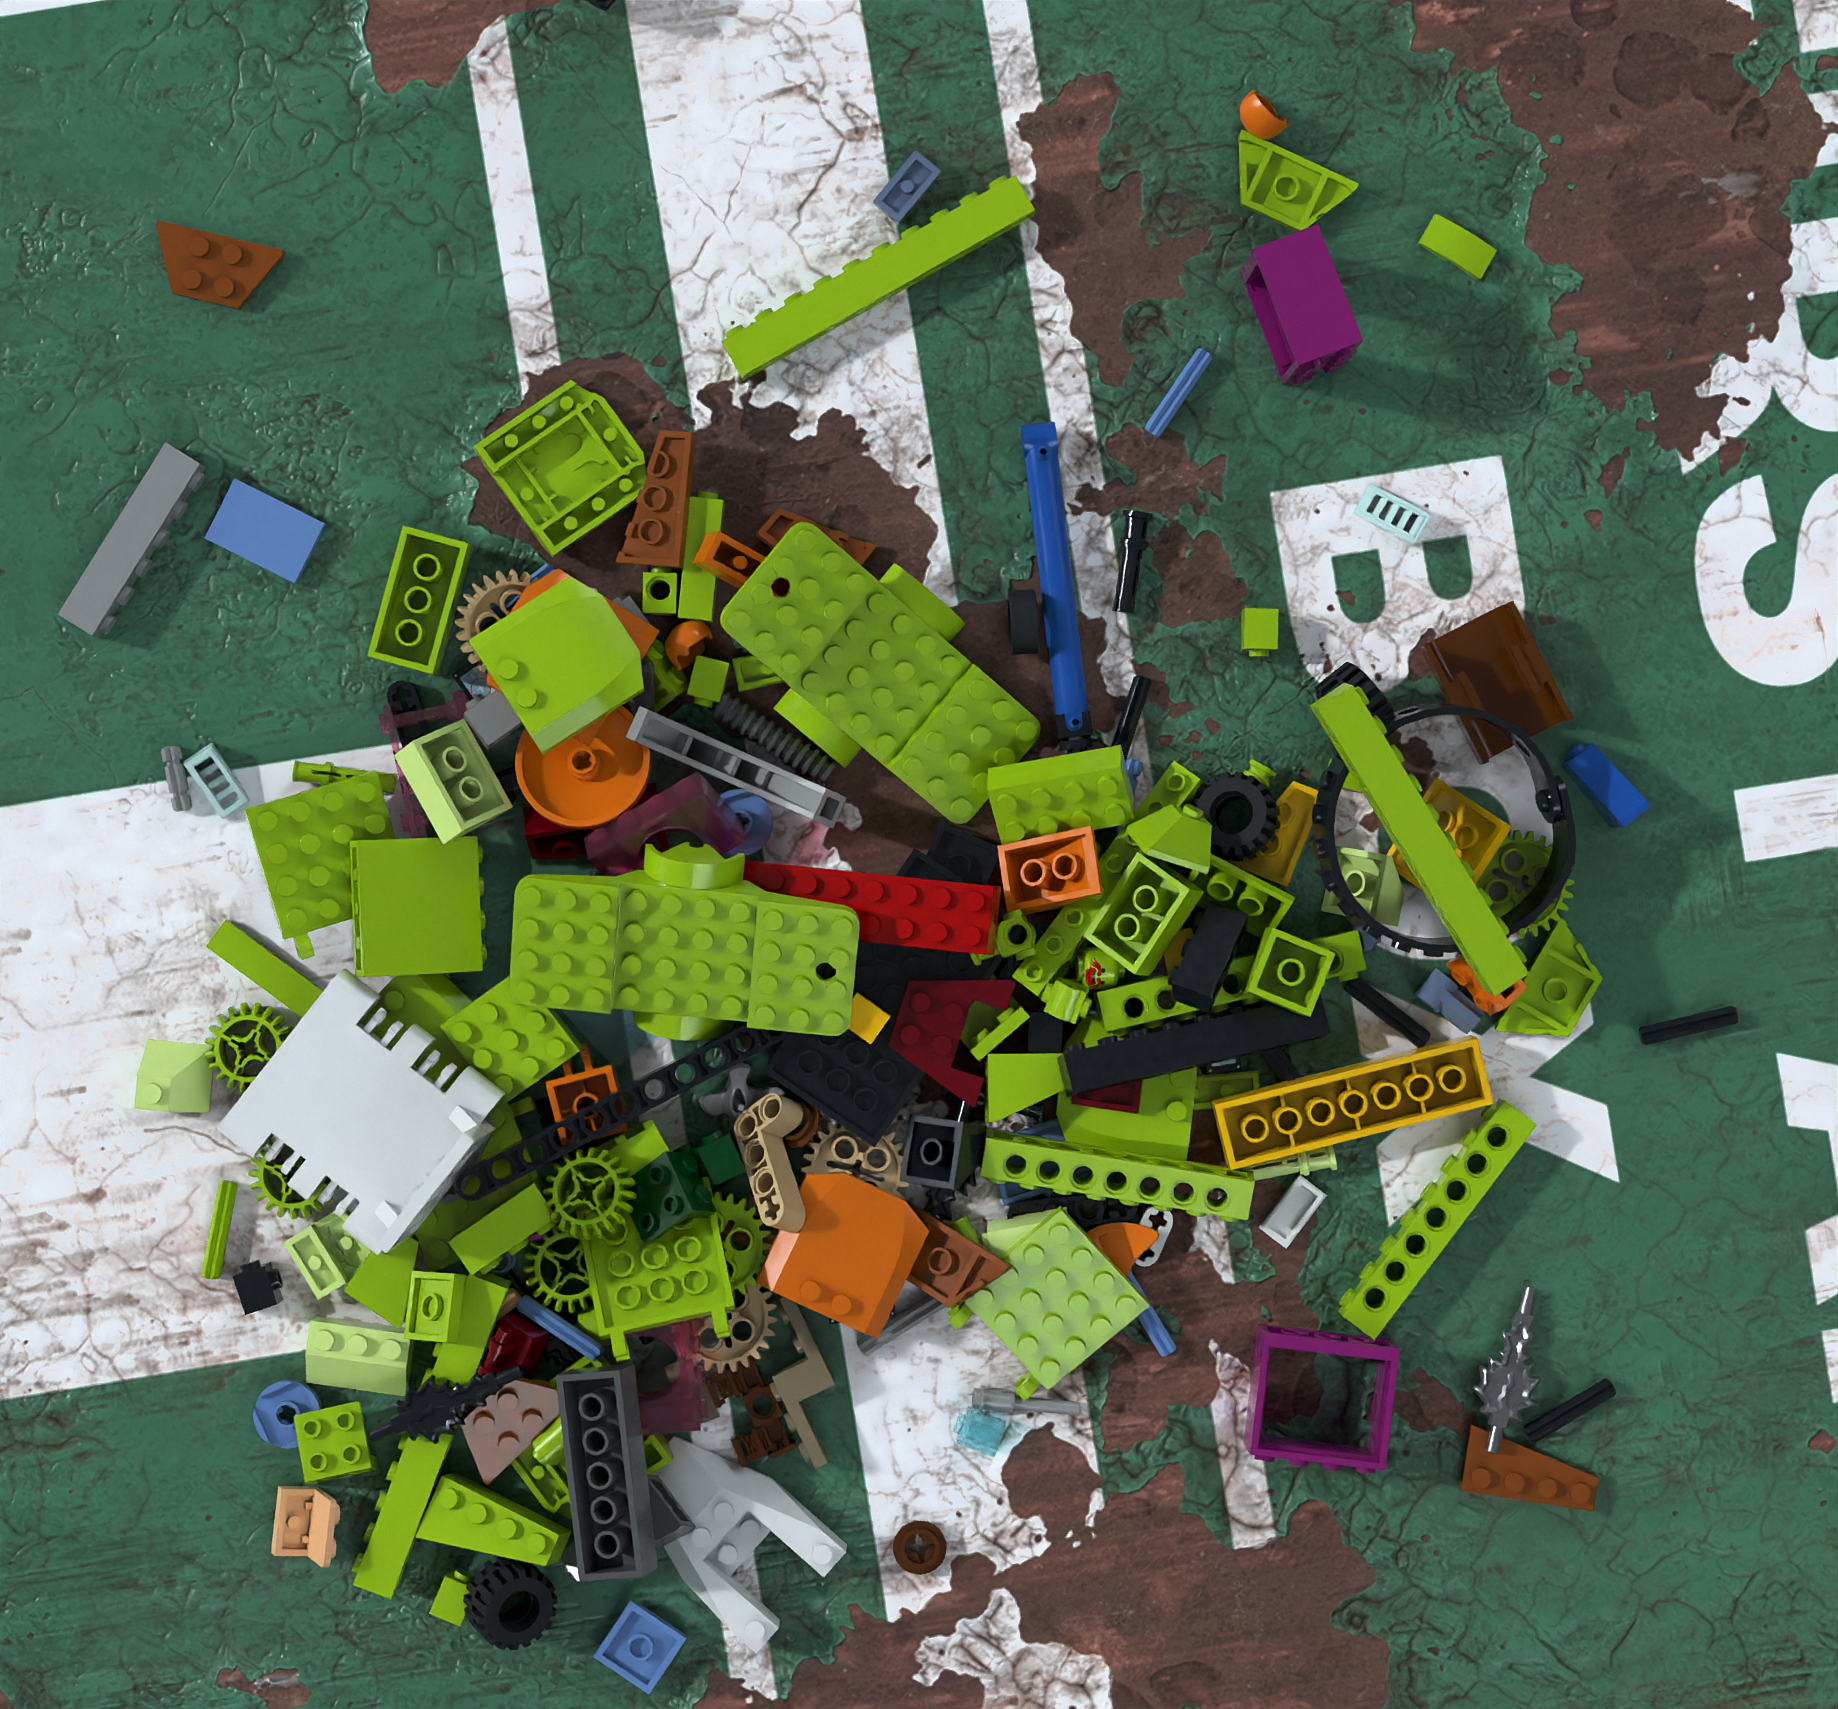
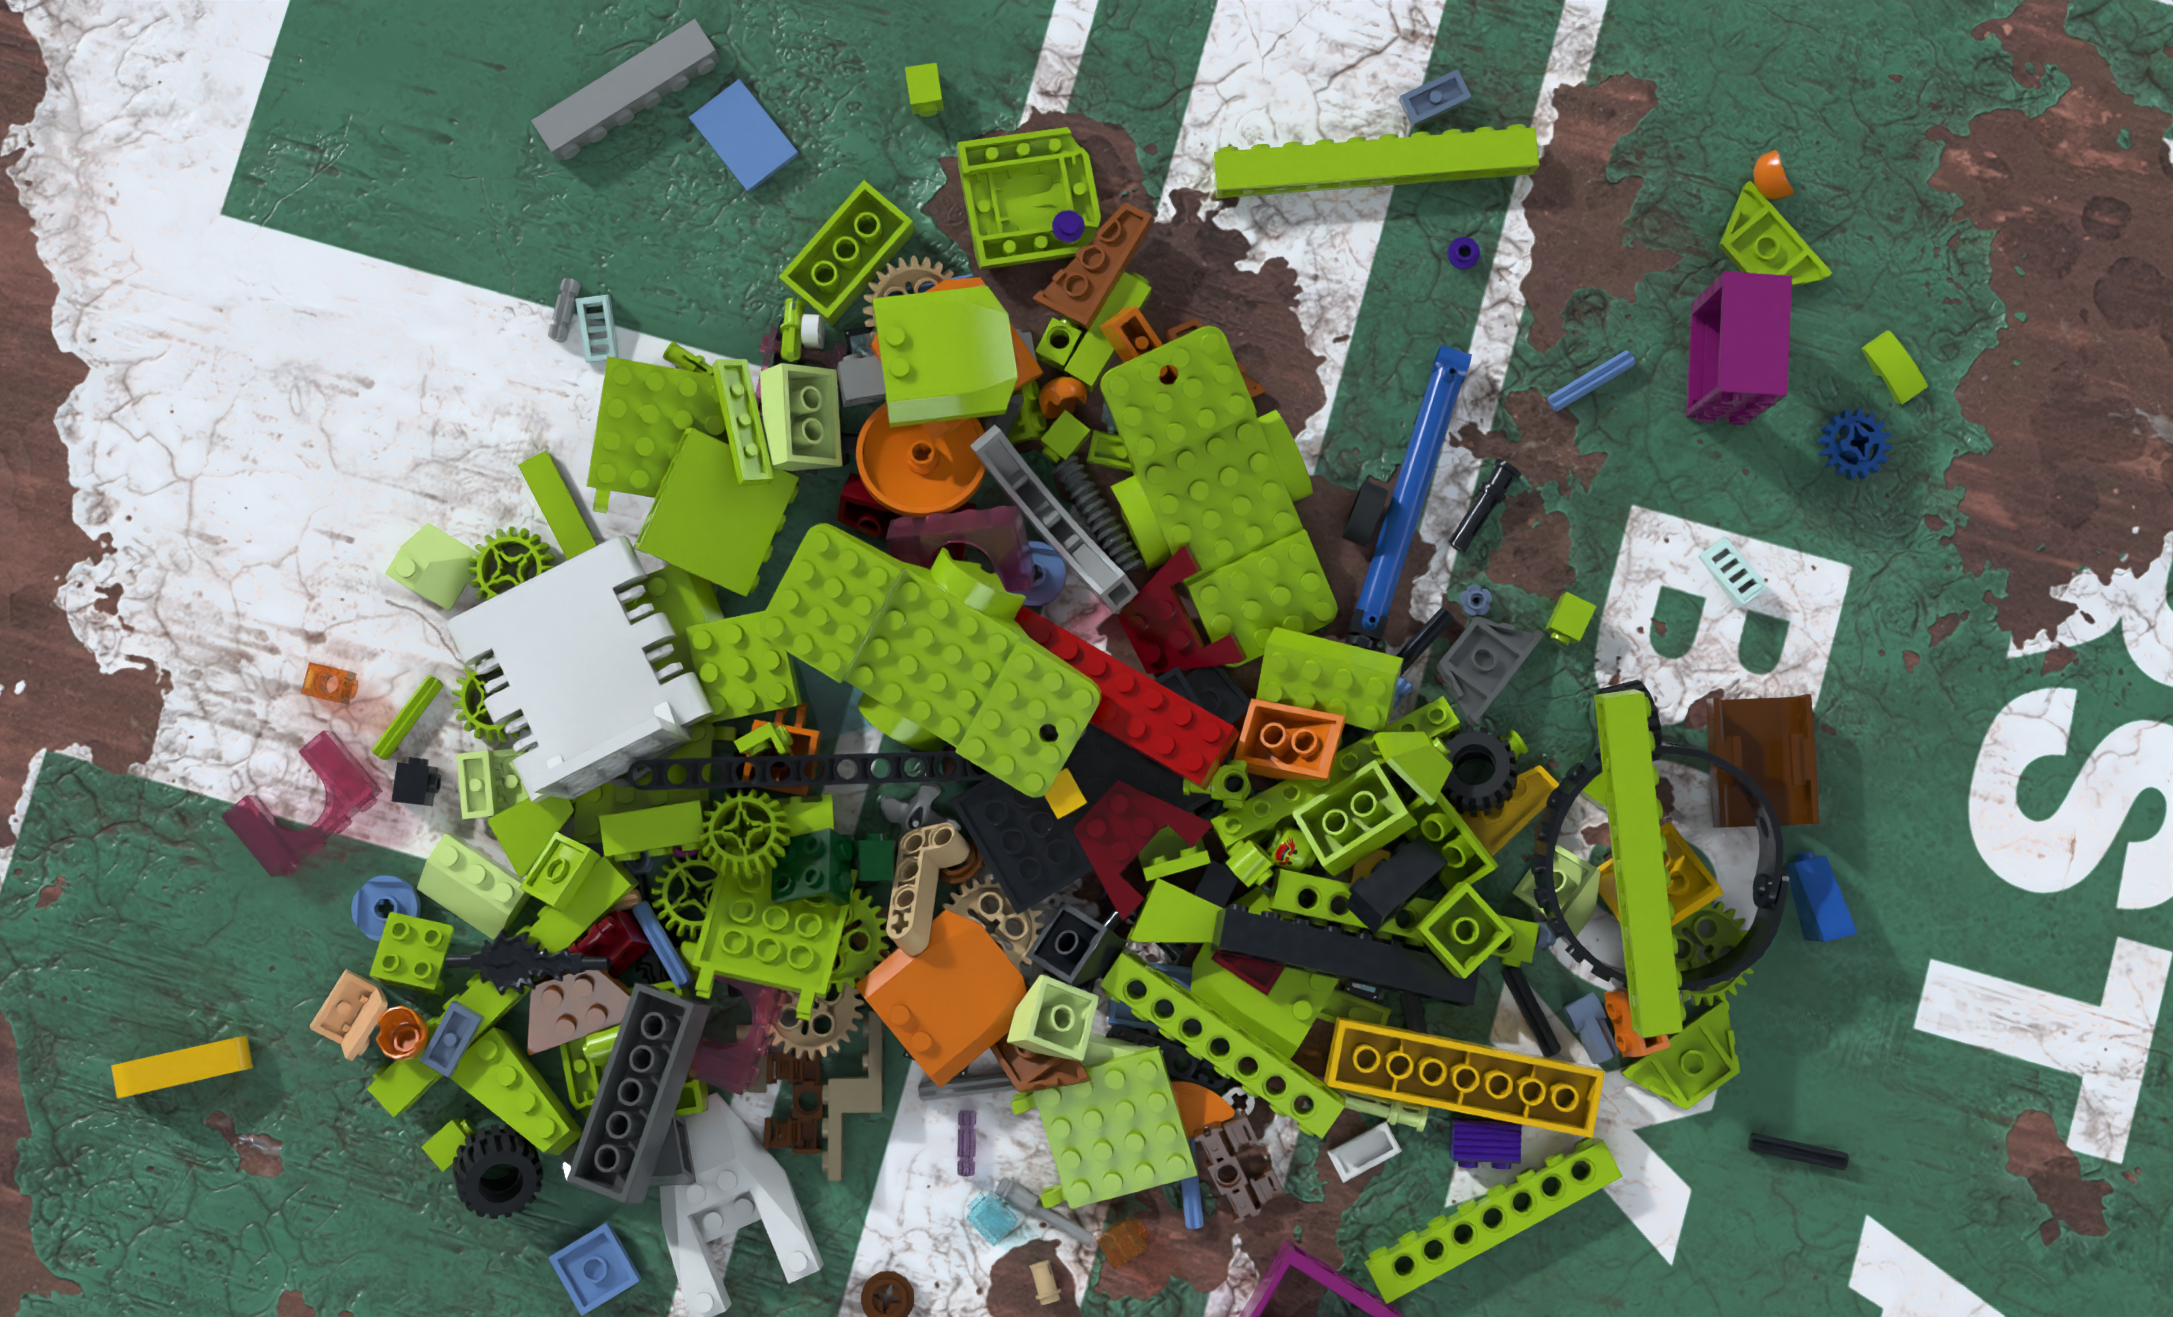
camera: 25 degrees right, 5 degrees down
(118, 1235) = (316, 683): none -> clear orange brick
(172, 1645) = (181, 1066): none -> yellow beam
(199, 1324) = (347, 792): none -> clear pink arch
(362, 1520) = (402, 1033): none -> orange hair
(401, 811) = (742, 422): none -> lime plate
(404, 699) = (792, 330): none -> lime axle
(410, 1503) = (452, 1038): none -> sand blue plate
(417, 407) = (924, 89): none -> lime brick
(424, 691) = (813, 331): none -> white beam
(562, 1101) = (759, 740): none -> lime bracket
(617, 478) = (1068, 226): none -> dark purple plate
(884, 817) = (1163, 629): none -> dark red wing
(925, 1374) = (966, 1143): none -> clear purple axle
(953, 1228) = (1054, 1019): none -> yellowish green slope
(1002, 336) = (1463, 262): none -> dark purple plate
(1056, 1466) = (1045, 1282): none -> tan pin
(1110, 1395) = (1123, 1241): none -> clear orange brick
(1161, 1273) = (1220, 1150): none -> piece
(1168, 645) = (1469, 606): none -> sand blue plate
(1198, 710) = (1484, 663): none -> dark grey wing
(1398, 1151) = (1485, 1141): none -> dark purple brick
(1461, 349) = (1852, 431): none -> blue gear

